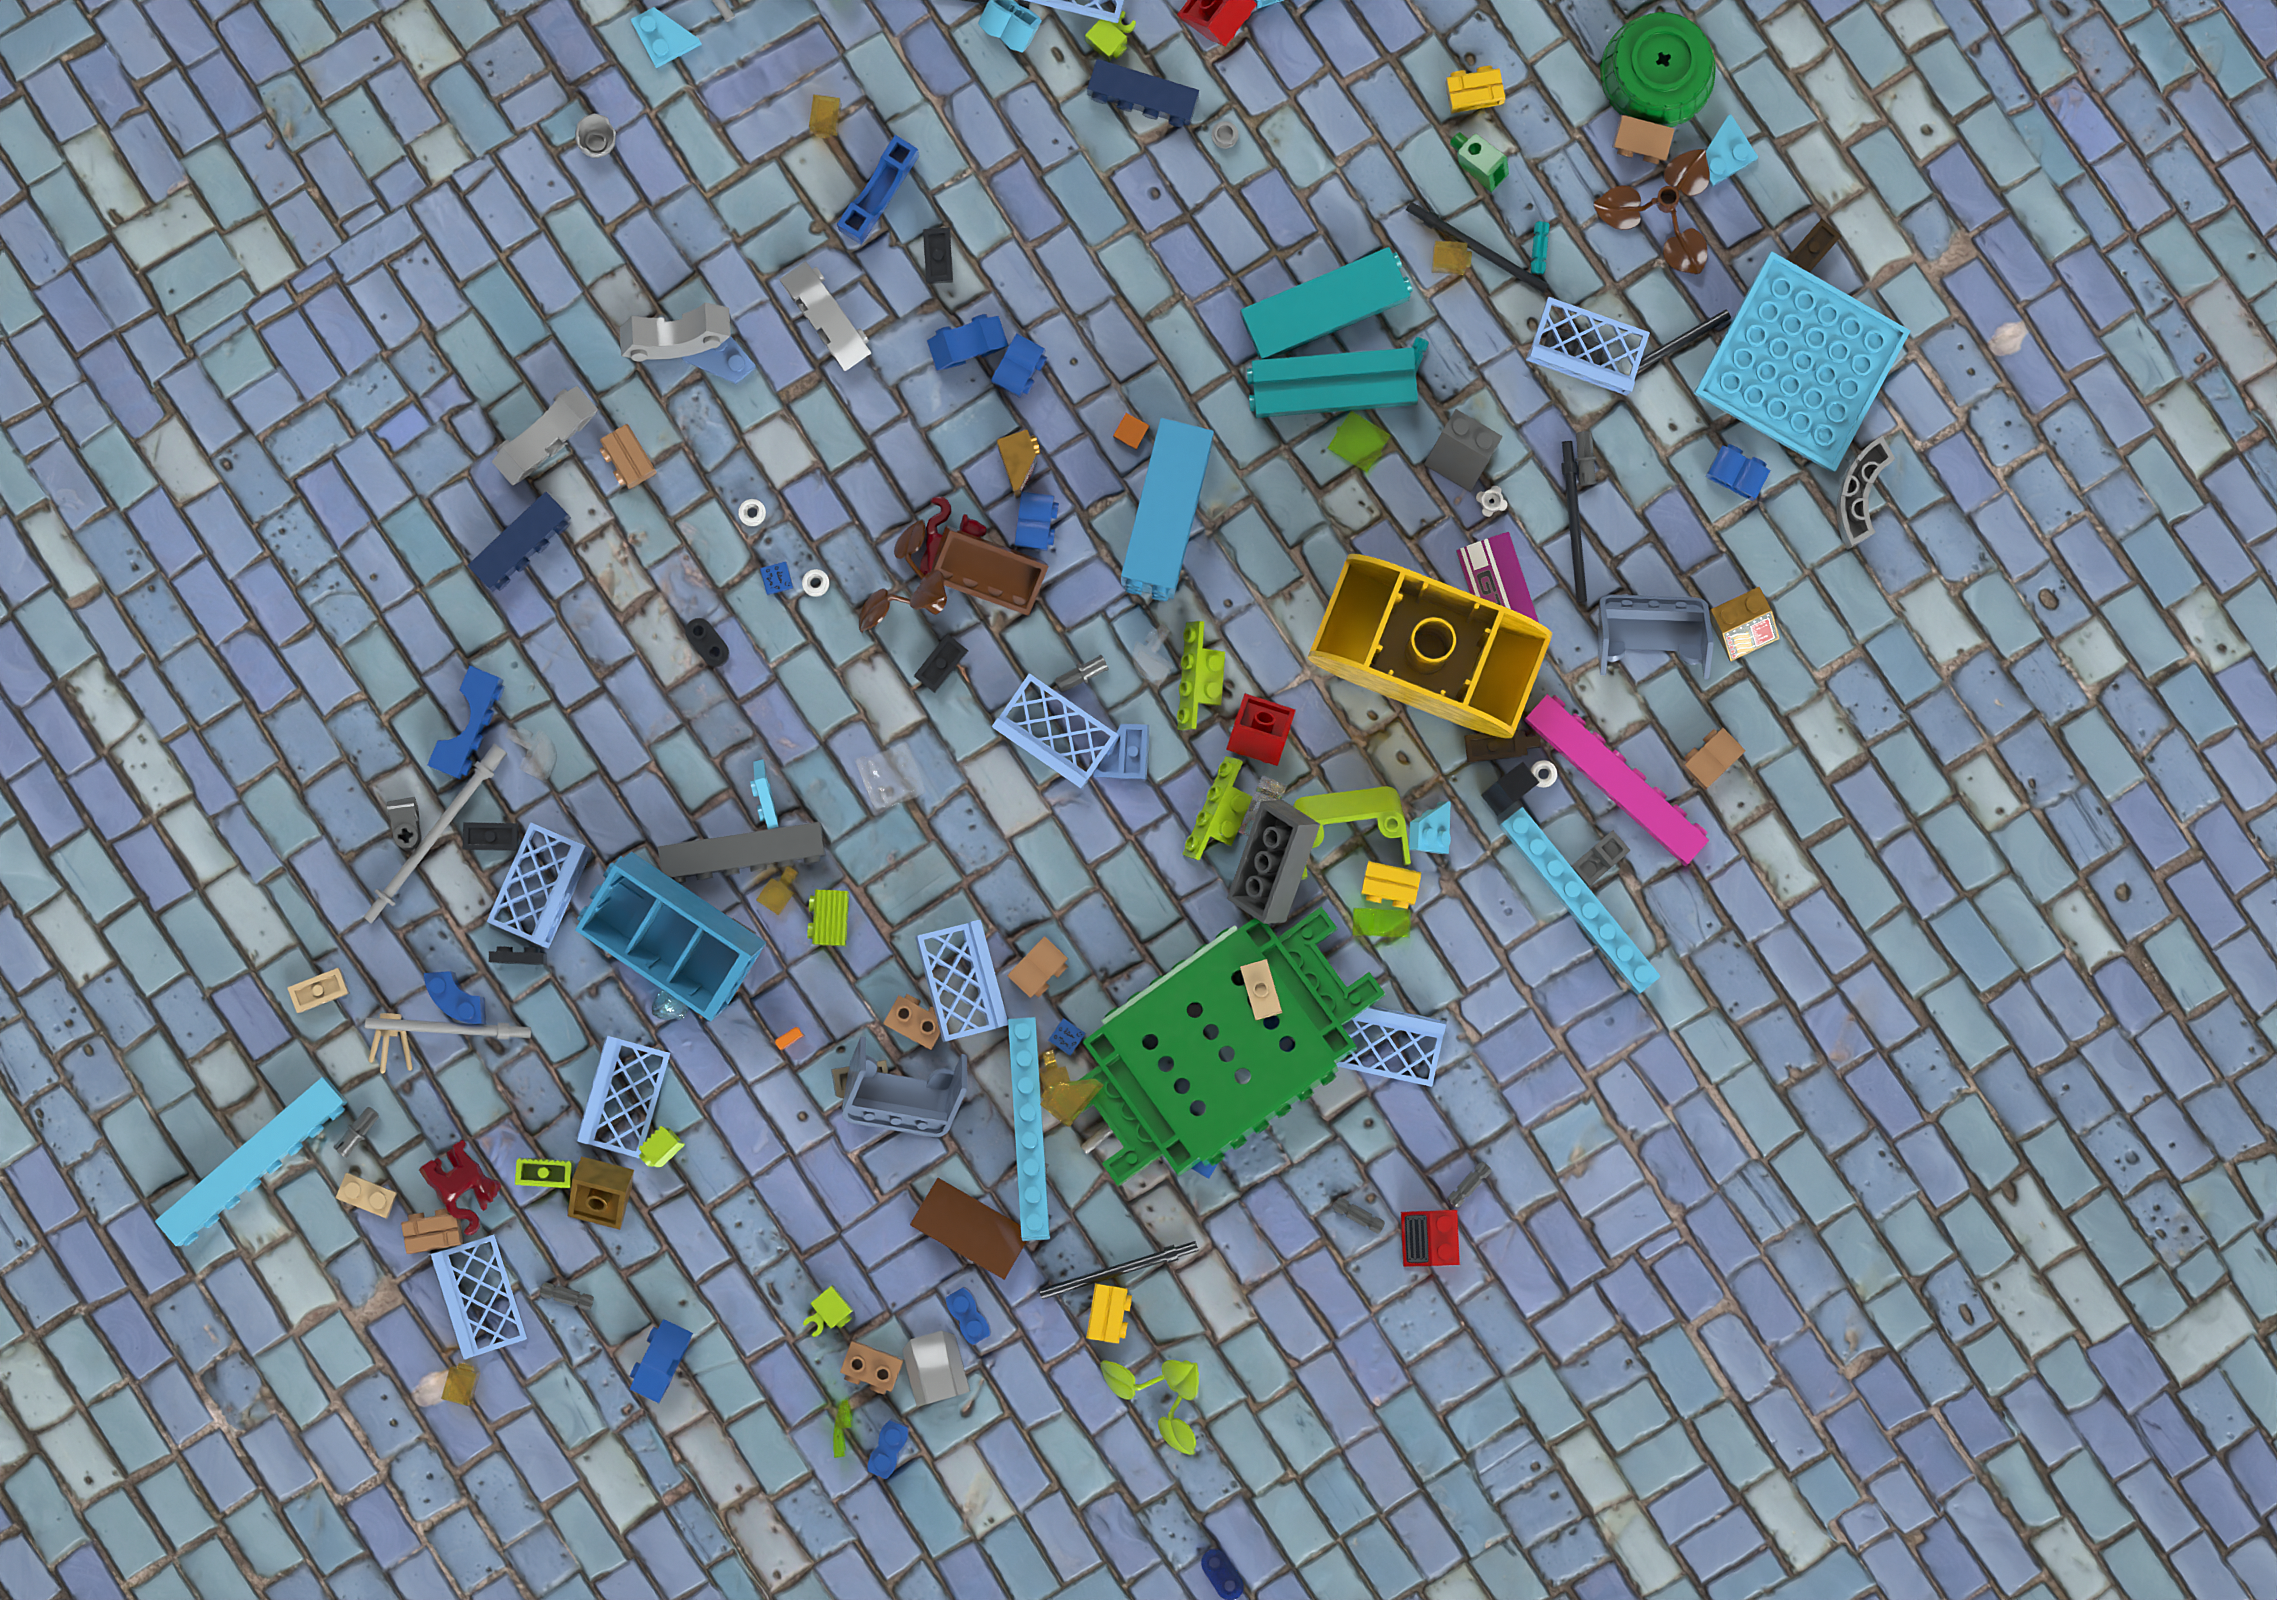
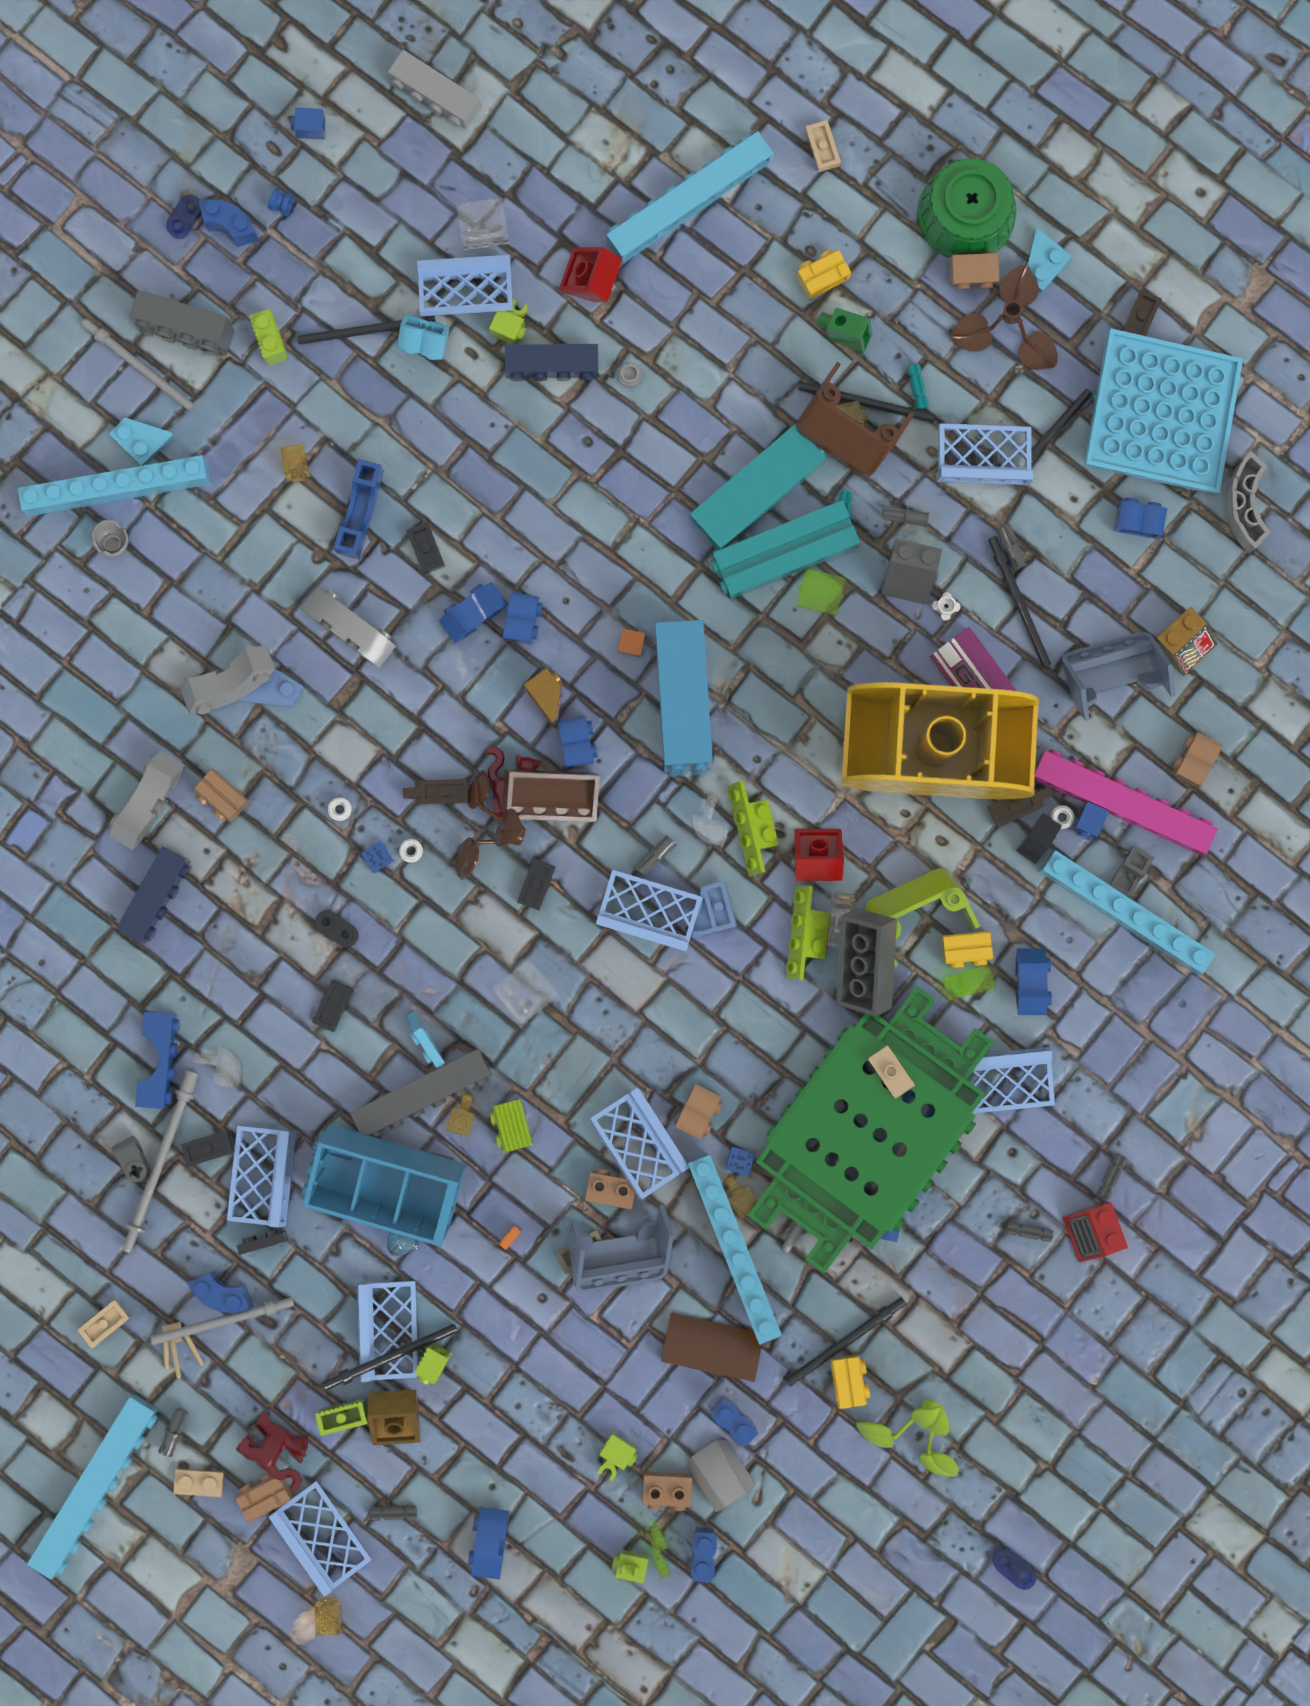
camera: 20 degrees left, 0 degrees up
(563, 1128) = (346, 1376): none -> black bar
(618, 79) = (114, 486): none -> medium azure brick
(676, 725) = (333, 1006): none -> black tile
(805, 1435) = (630, 1565): none -> lime brick
(866, 528) = (438, 792): none -> dark brown hinge
(1069, 1099) = (760, 1215): clear yellow slope -> none
(1432, 830) = (986, 893): medium azure wing -> none
(1437, 278) = (844, 436): none -> reddish brown windscreen
(1450, 942) = (1032, 990): none -> blue brick
(1478, 387) = (905, 516): none -> dark grey axle
(1572, 788) = (1090, 821): none -> blue brick

